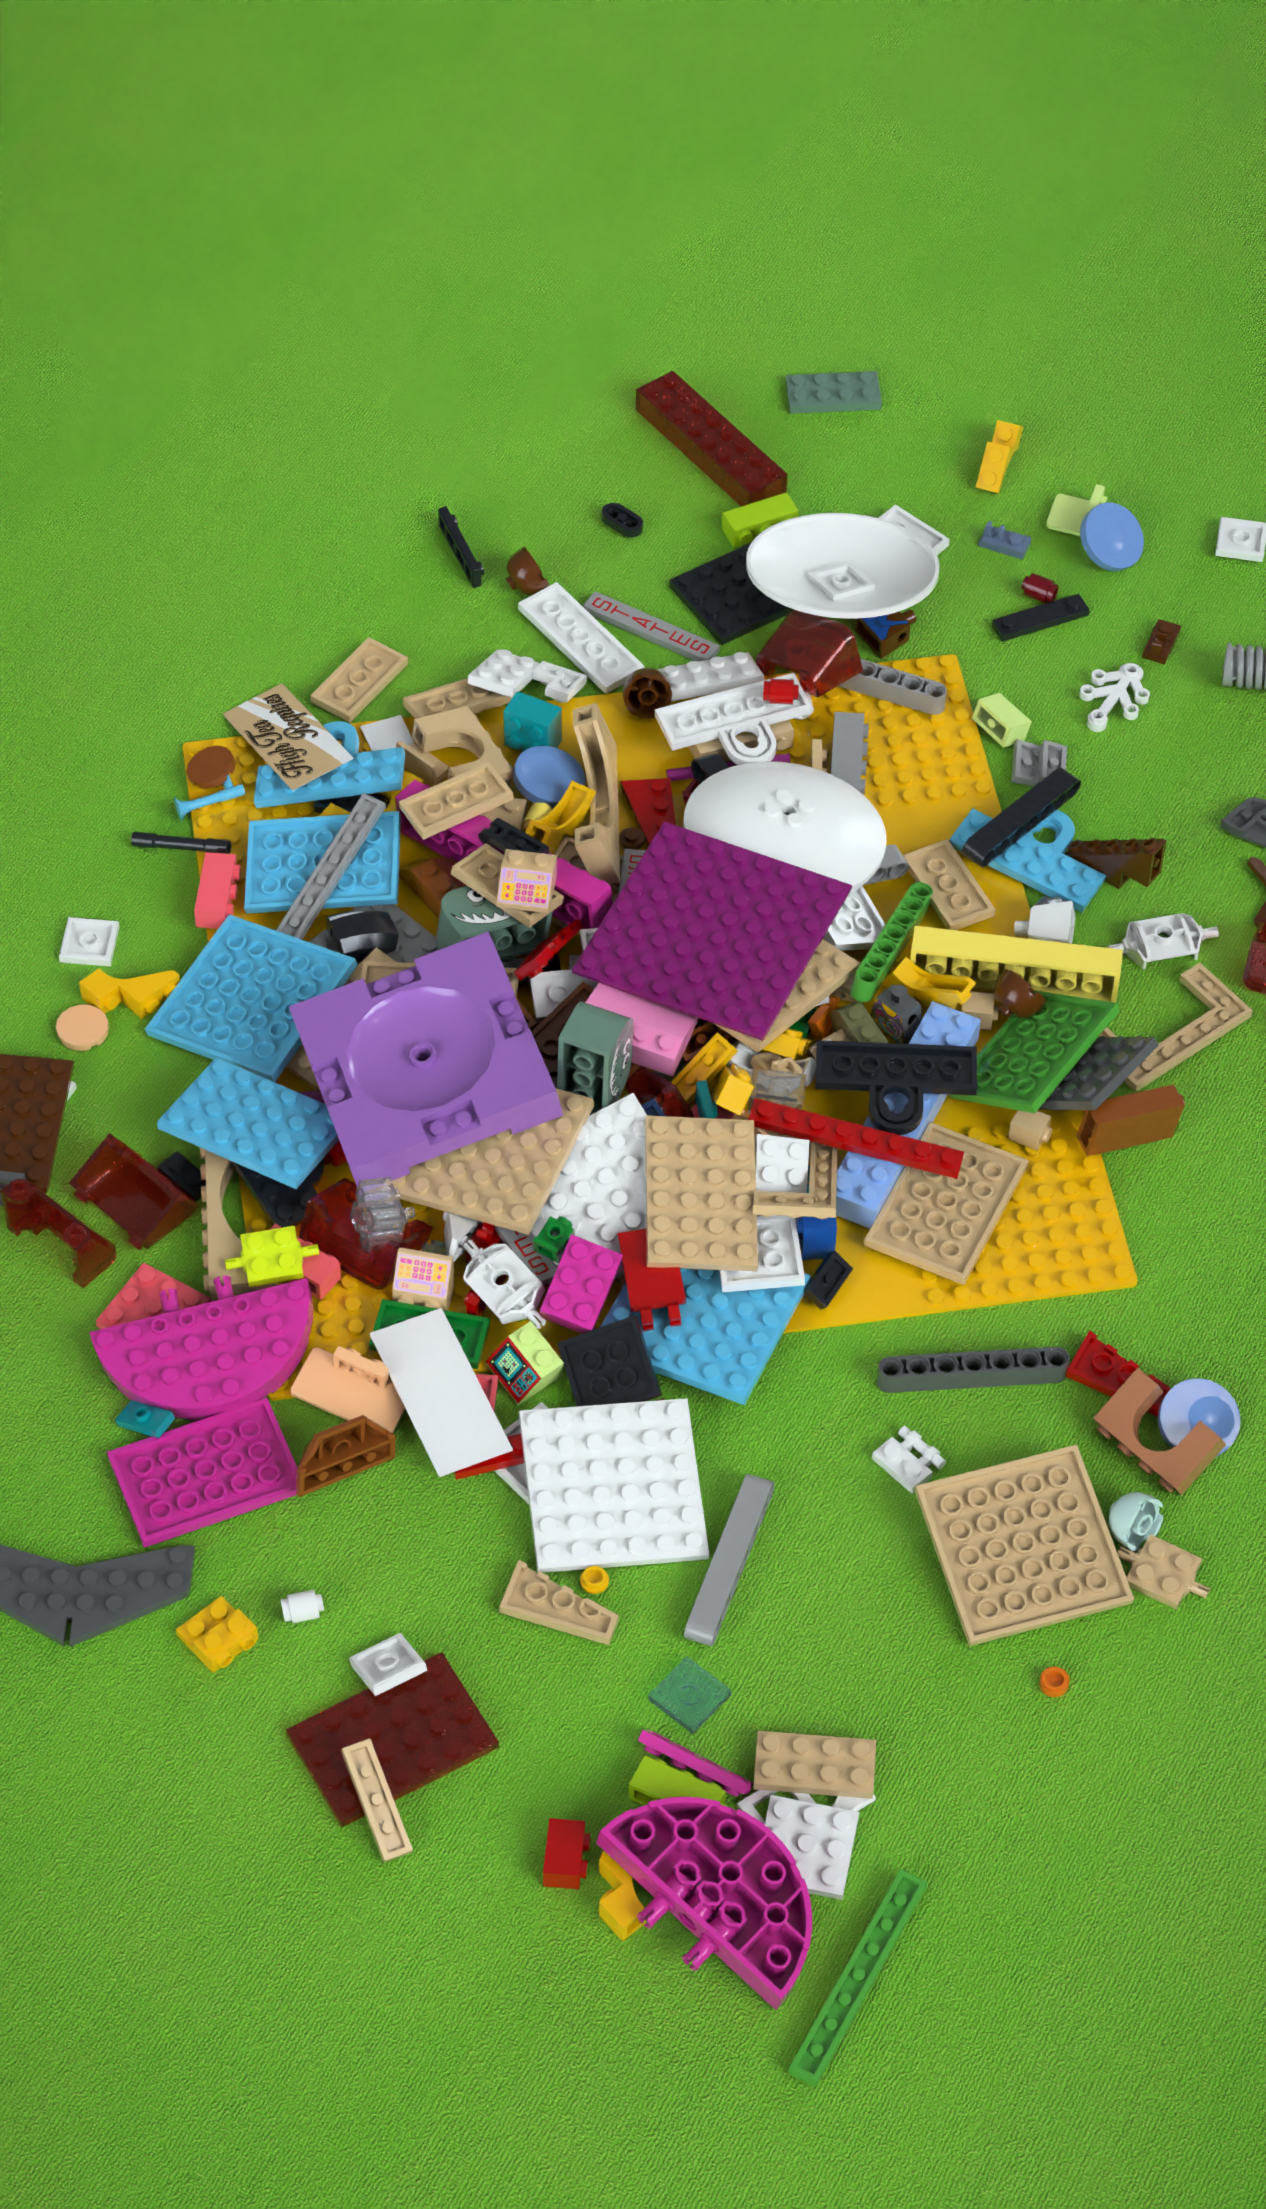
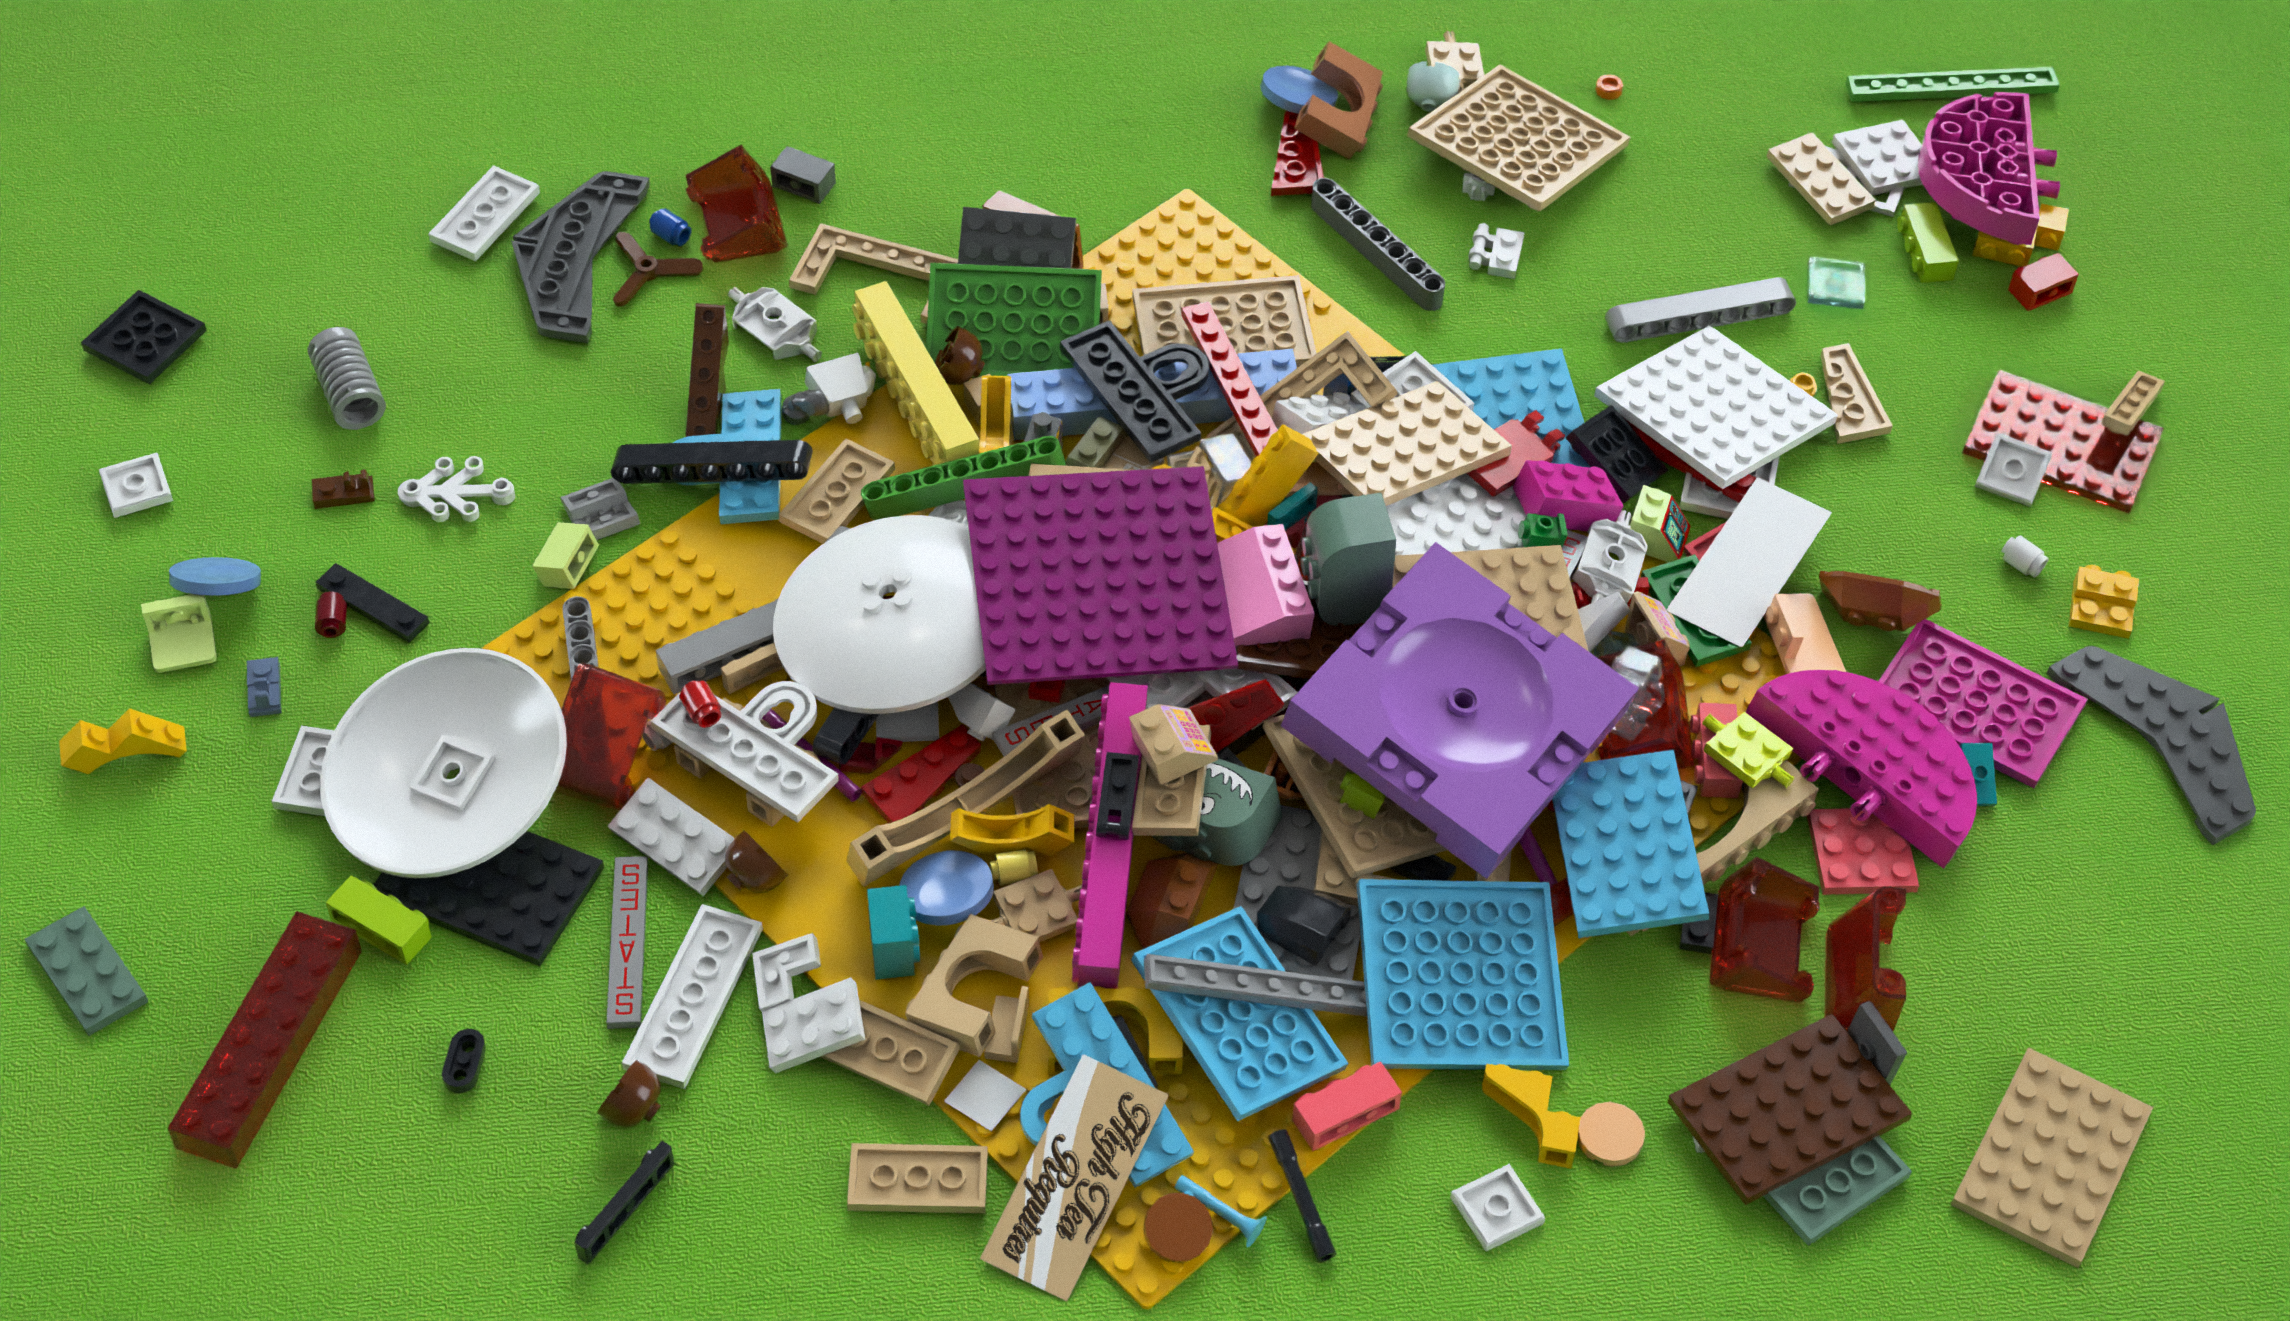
camera: 125 degrees left, 0 degrees up
(456, 800) = (1093, 888): tan plate -> none
(705, 1768) = (1891, 244): dark pink plate -> none

